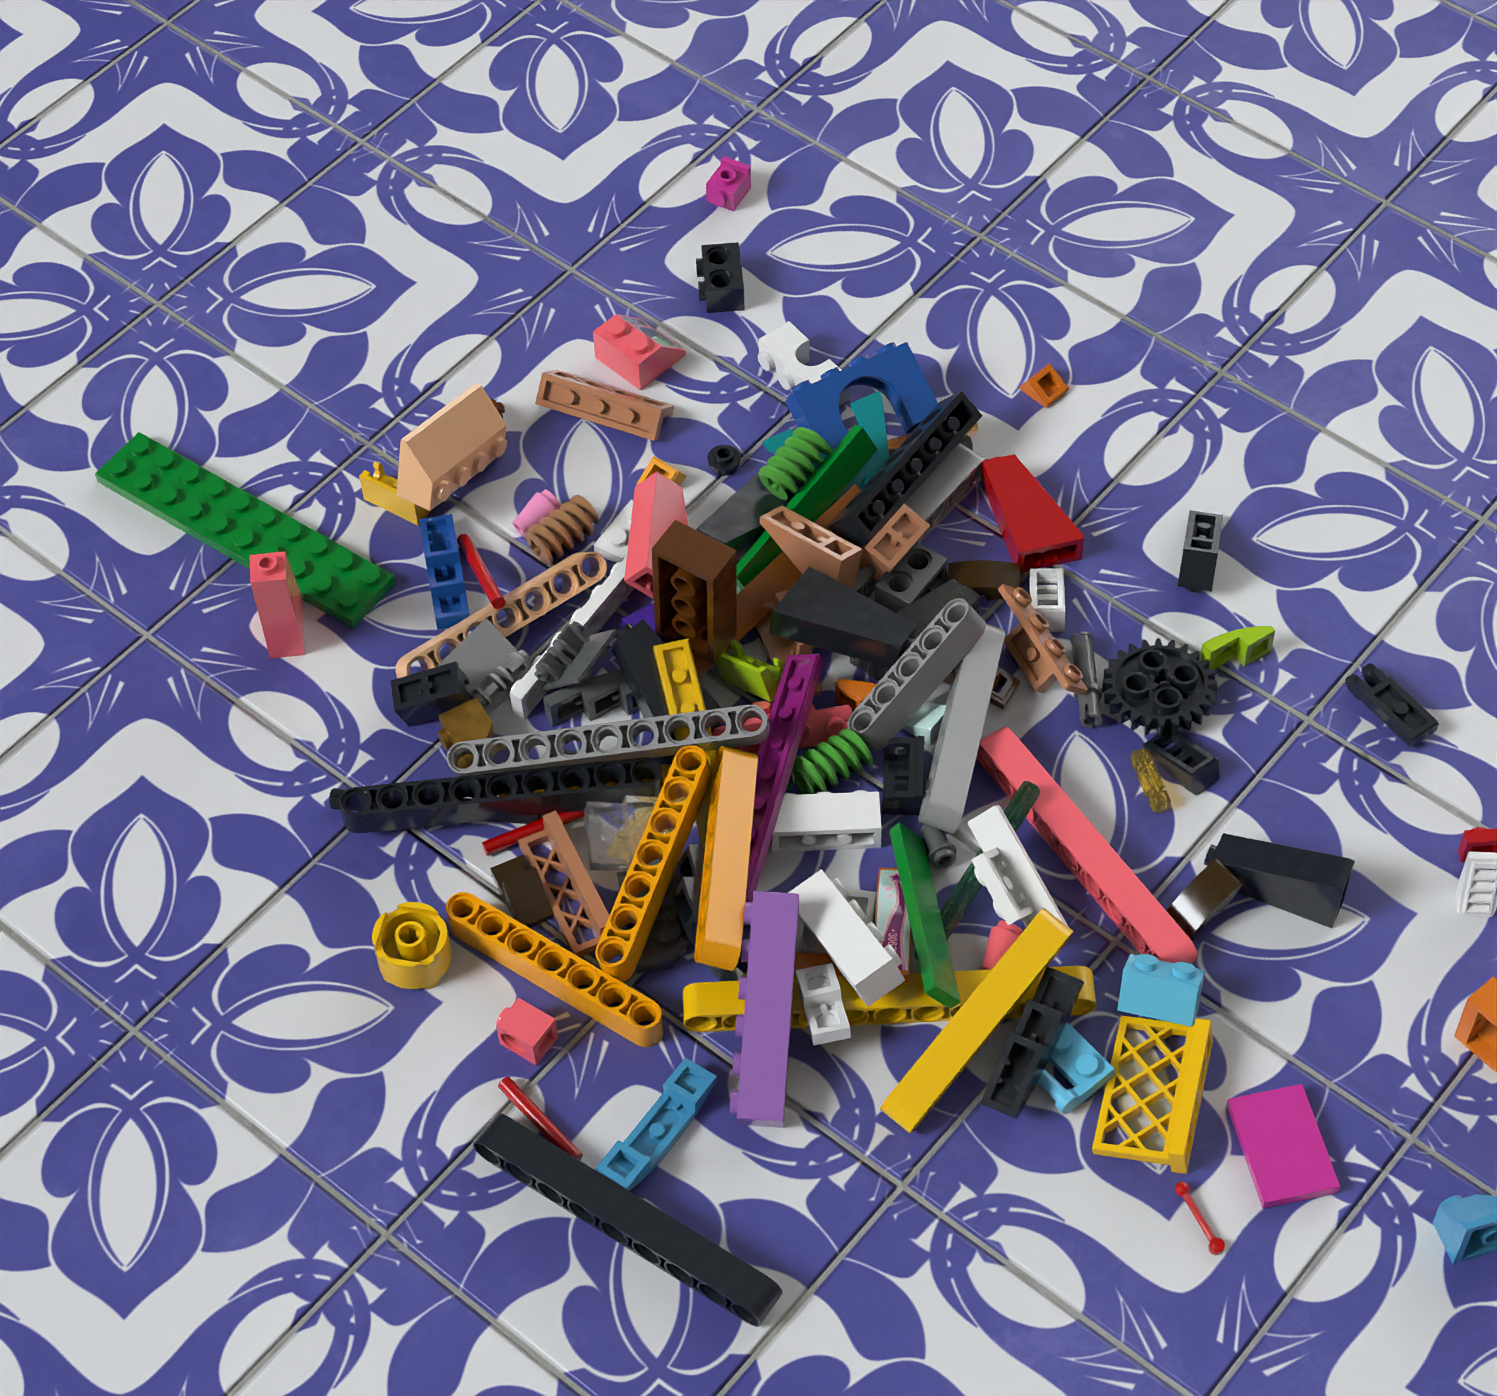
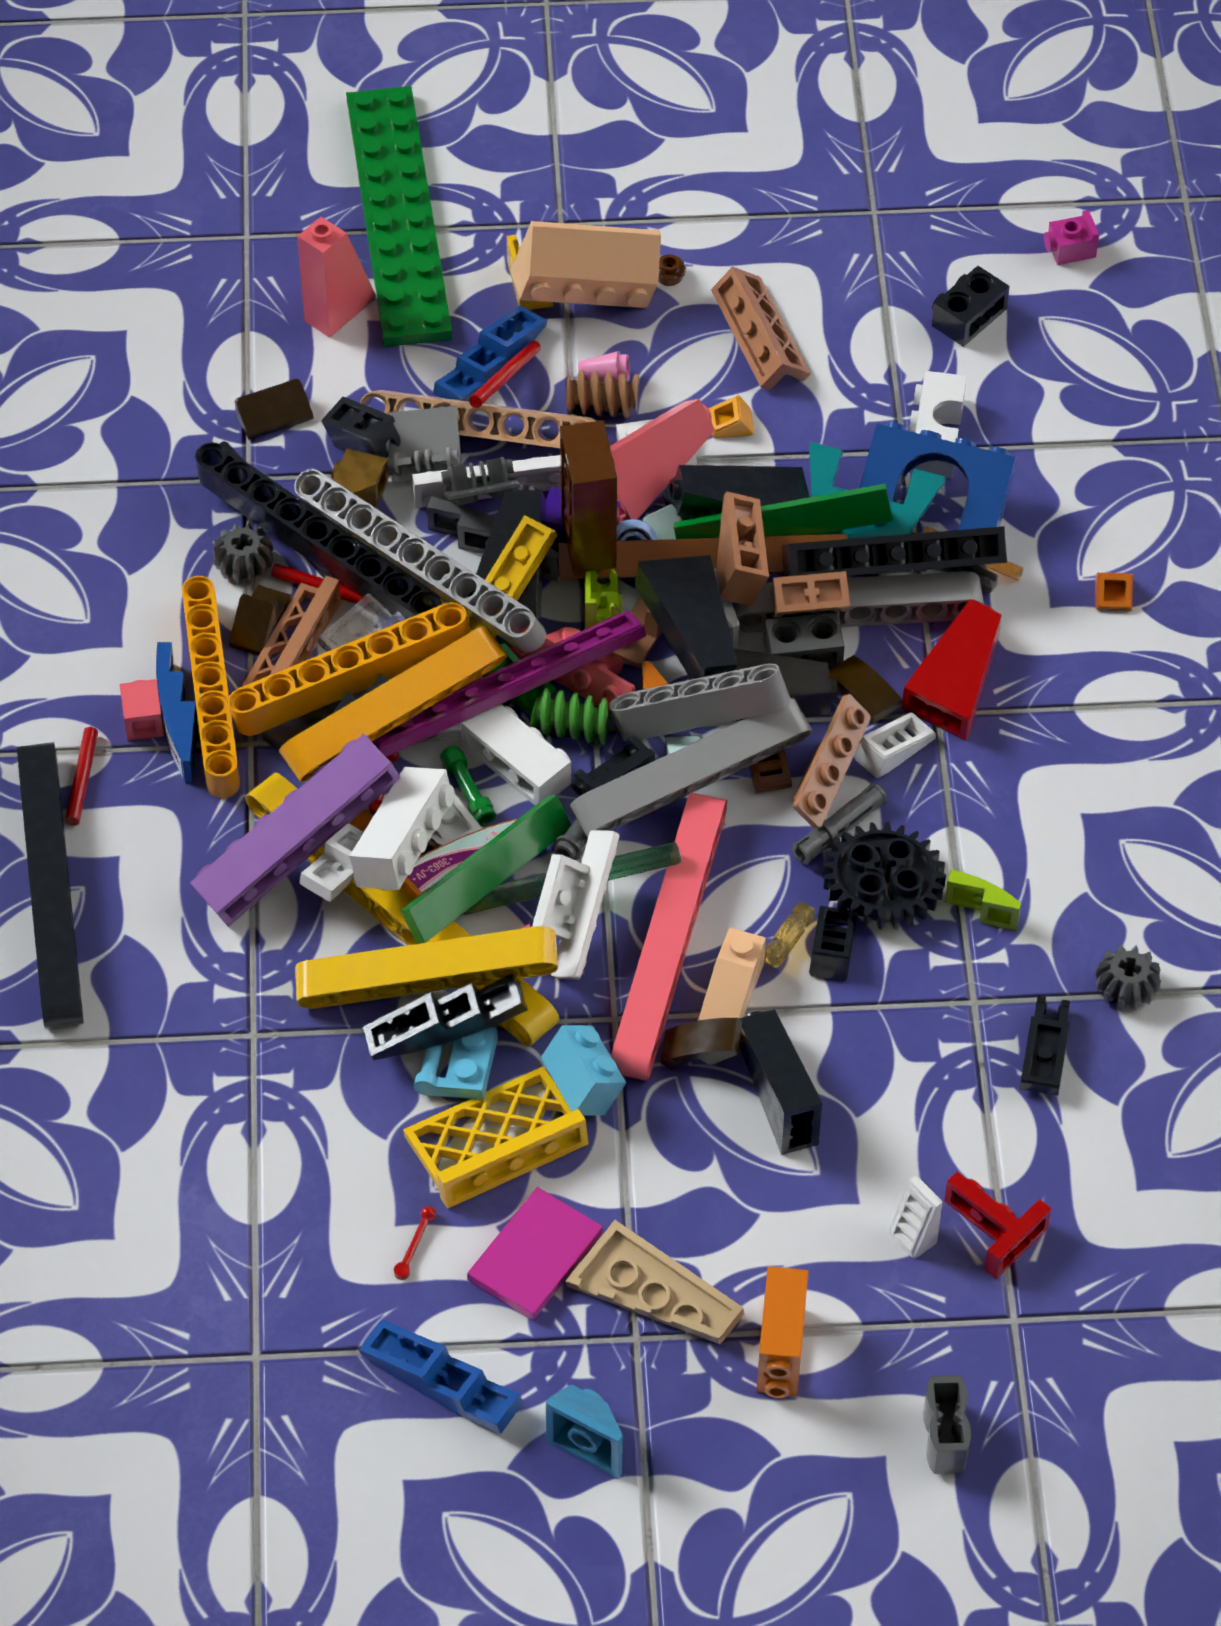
camera: 45 degrees right, 0 degrees up
(335, 737) = (273, 409): none -> dark brown slope
(412, 946) = (138, 587): yellow brick -> none
(452, 855) = (243, 553): none -> dark grey gear
(573, 1016) = (177, 714): none -> blue slope
(635, 349) = (837, 307): coral slope -> none
(661, 1126) = (141, 851): dark azure slope -> none
(724, 460) = (792, 443): black plate -> none
(789, 867) = (456, 764): none -> green bar
(792, 460) = (810, 475): bright green piece -> none
(1163, 841) = (734, 975): none -> light nougat slope
(1200, 551) = (1054, 807): black slope -> none
(1341, 1290) = (440, 1377): none -> blue slope
(1380, 1090) = (650, 1283): none -> tan wing
(1381, 617) = (1128, 977): none -> dark grey gear

